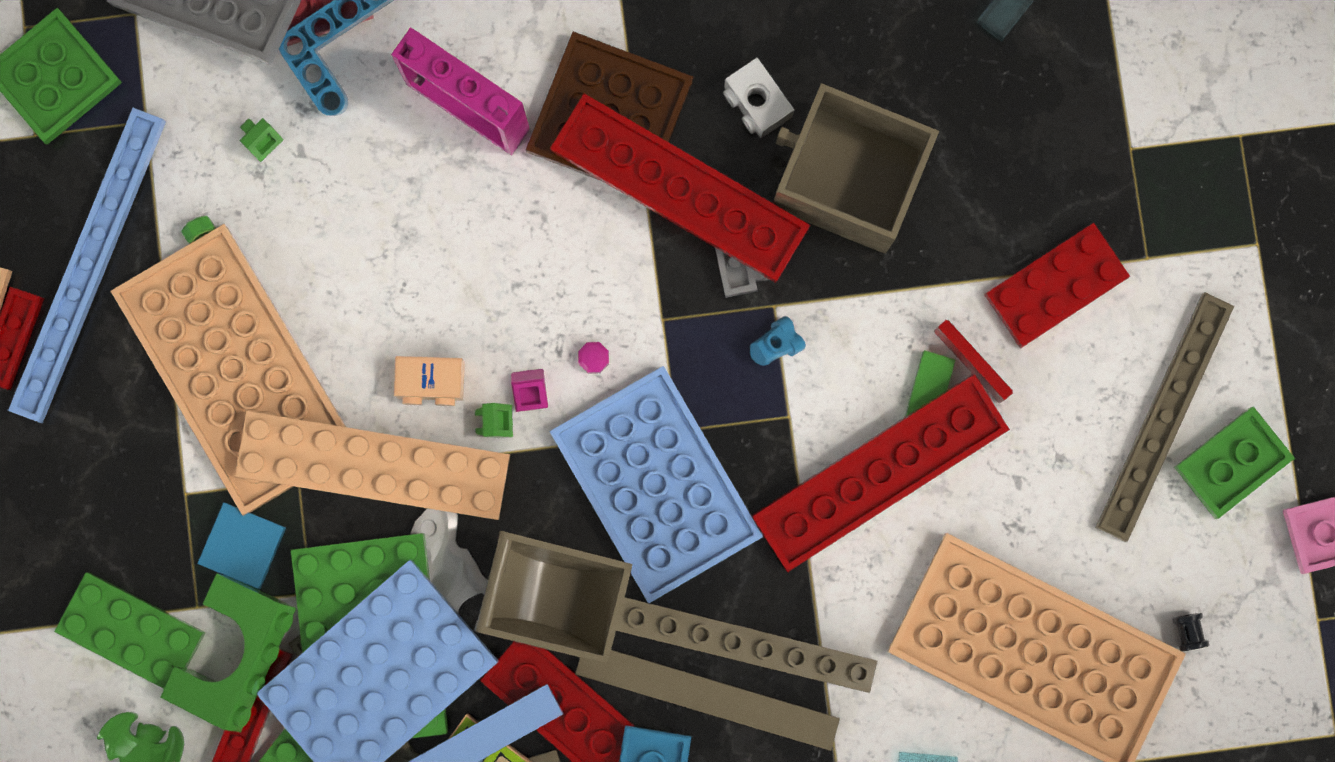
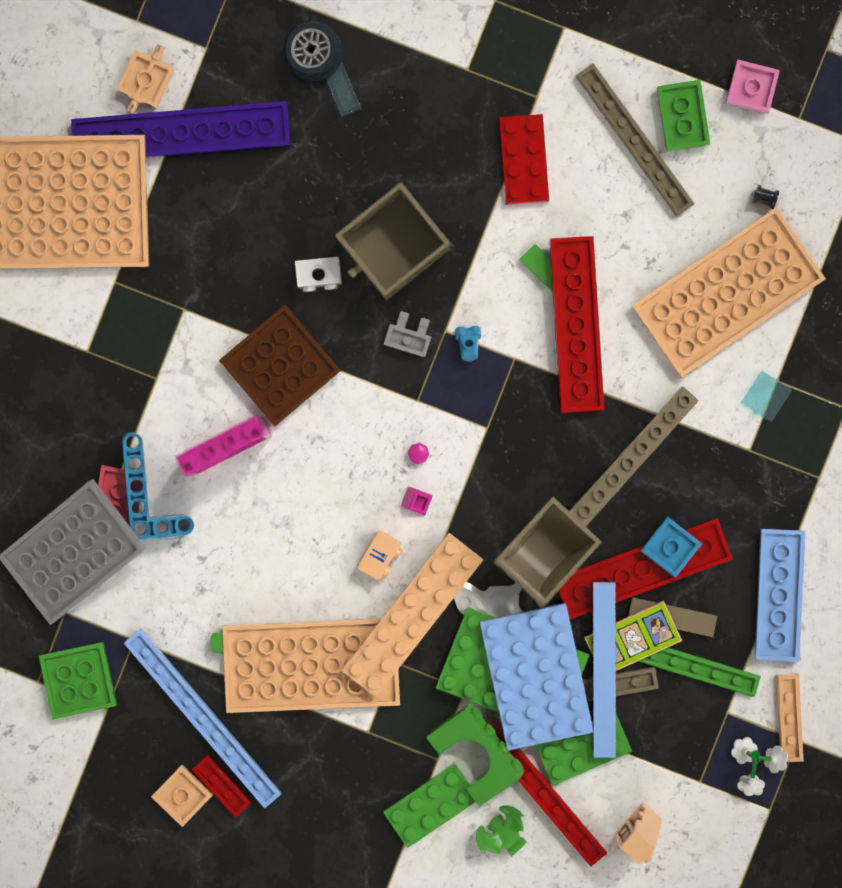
camera: 55 degrees left, 5 degrees up
(241, 546) = (416, 715): dark azure tile -> none
(260, 138) = (182, 578): bright green tile -> none
(496, 420) = (425, 529): bright green tile -> none
(656, 484) = (512, 457): light blue plate -> none
(680, 188) = (348, 349): red plate -> none
(713, 698) = (653, 491): dark tan tile -> none
(973, 361) = (542, 234): red tile -> none

